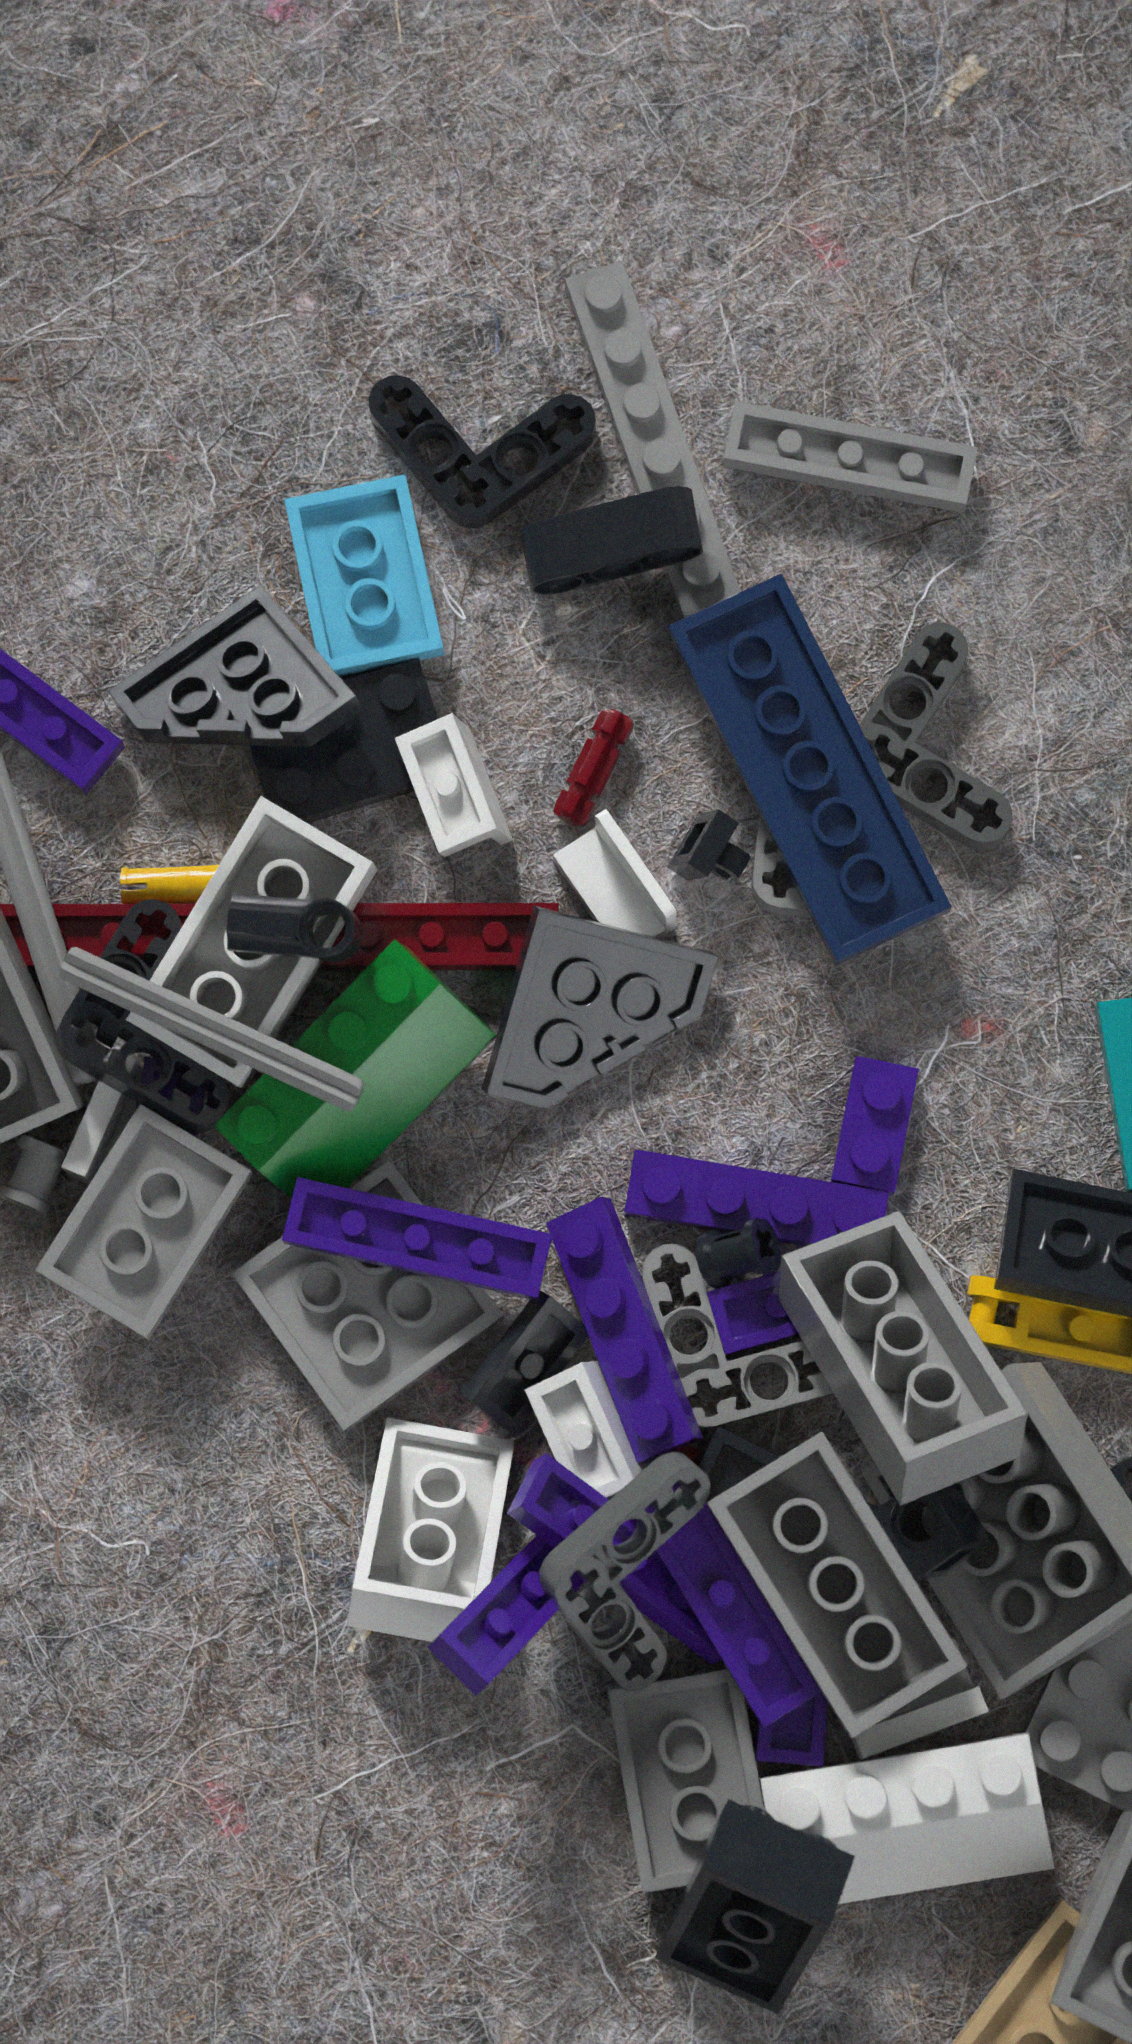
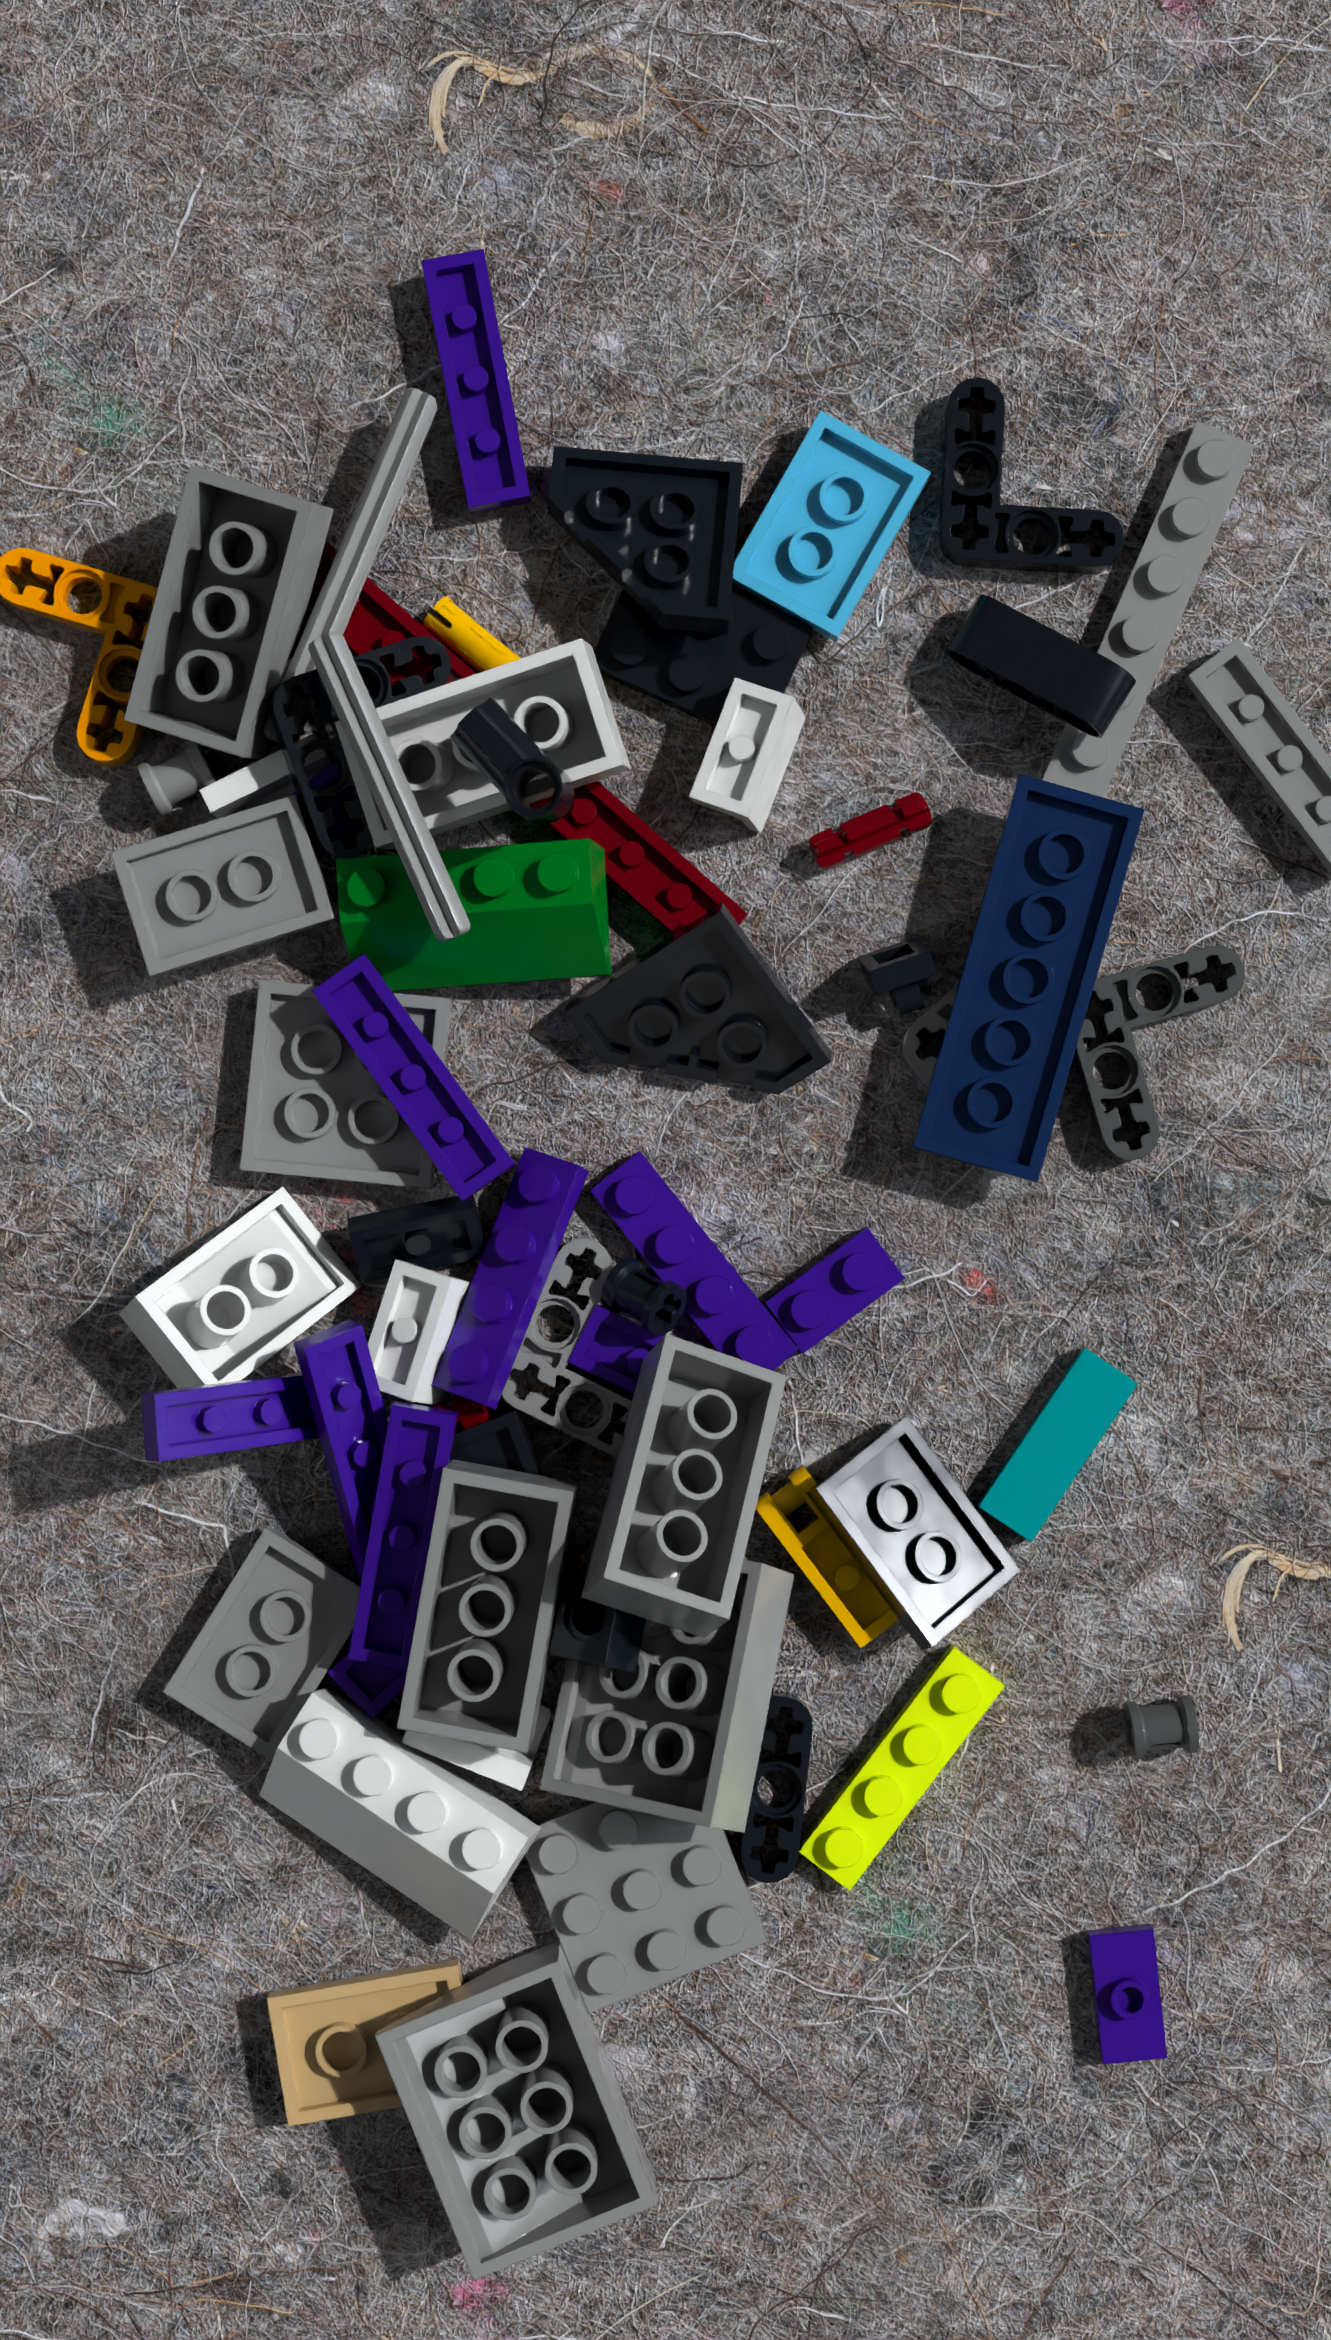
camera: 45 degrees right, 10 degrees up
(604, 1565) = (328, 1445): dark grey beam -> none
(615, 881) = (804, 935): white panel -> none
(756, 1906) = (231, 1777): black slope -> none

